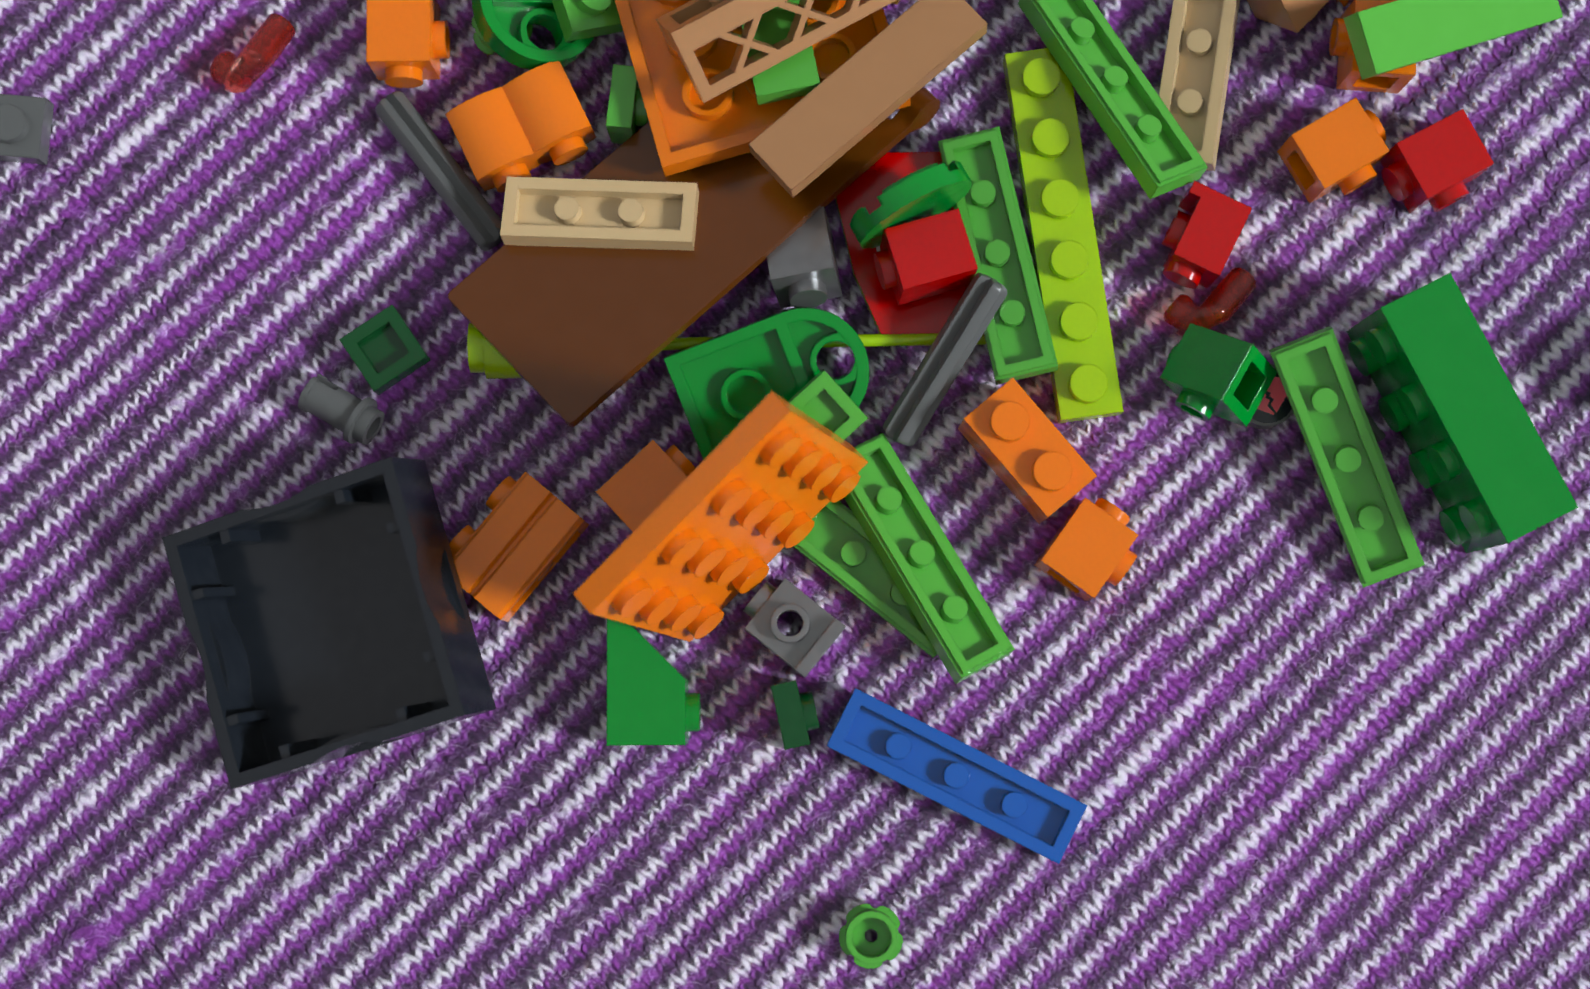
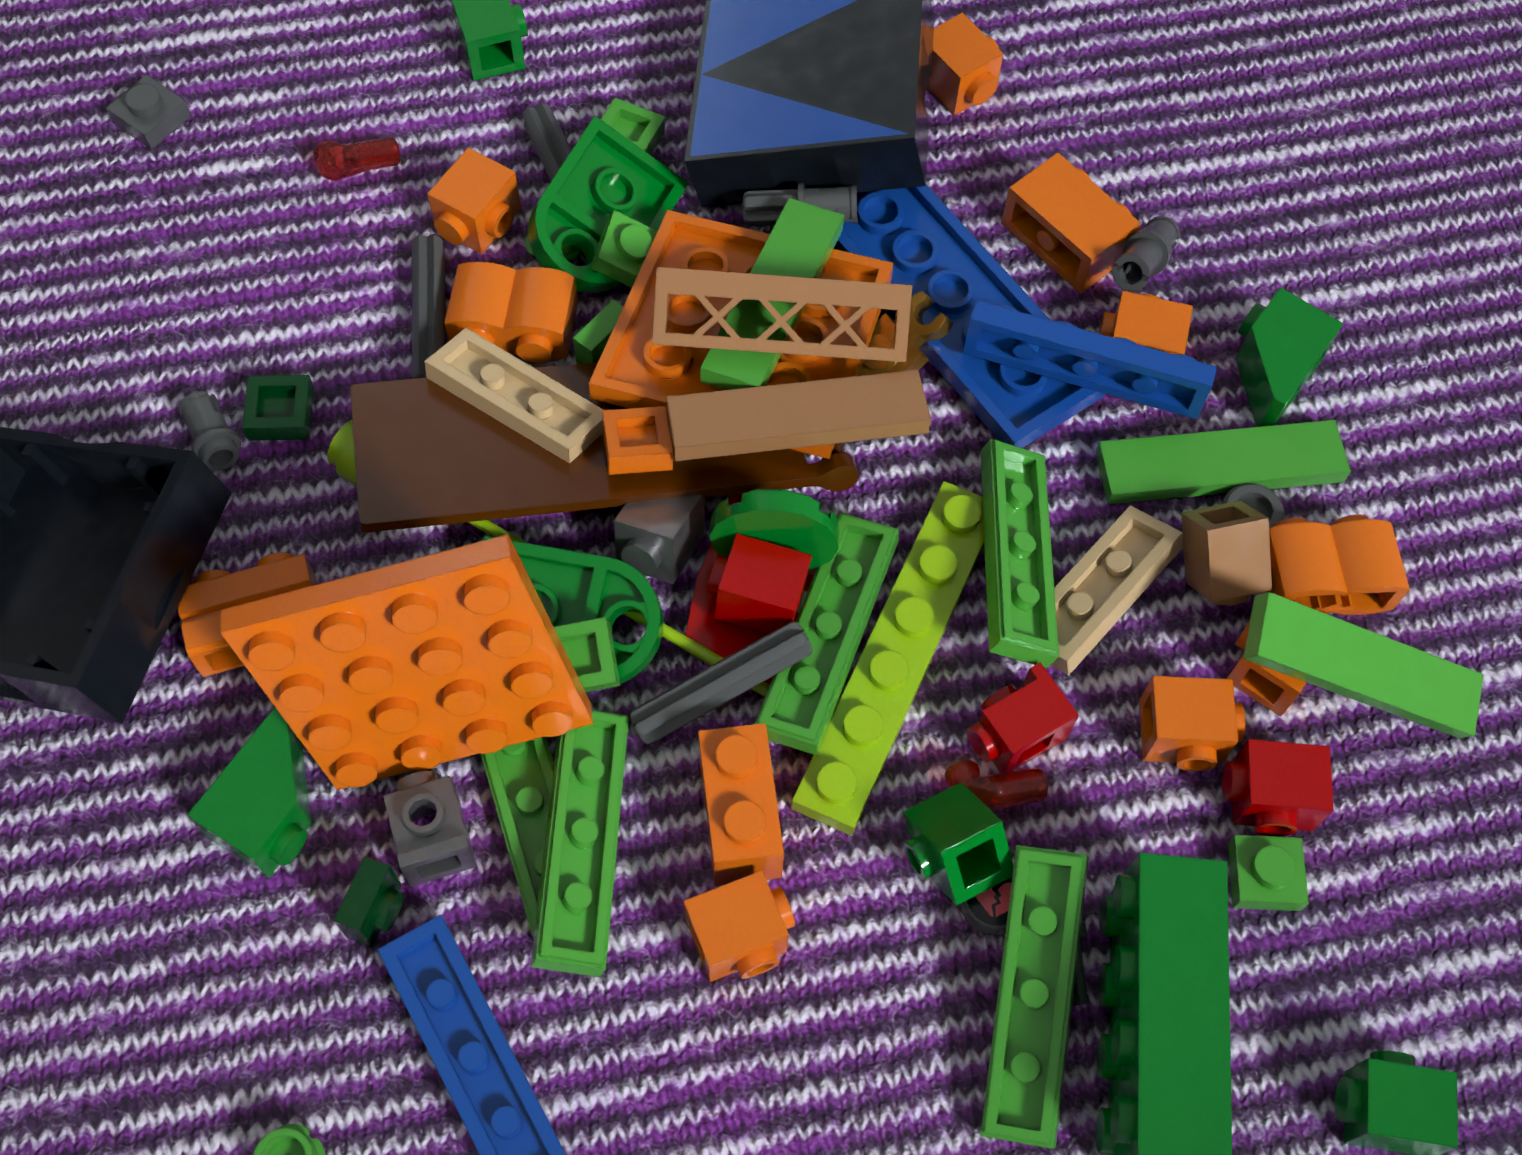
camera: 30 degrees right, 20 degrees down
(742, 195) = (637, 440): none -> orange plate
(1460, 239) = (1267, 873): none -> bright green plate

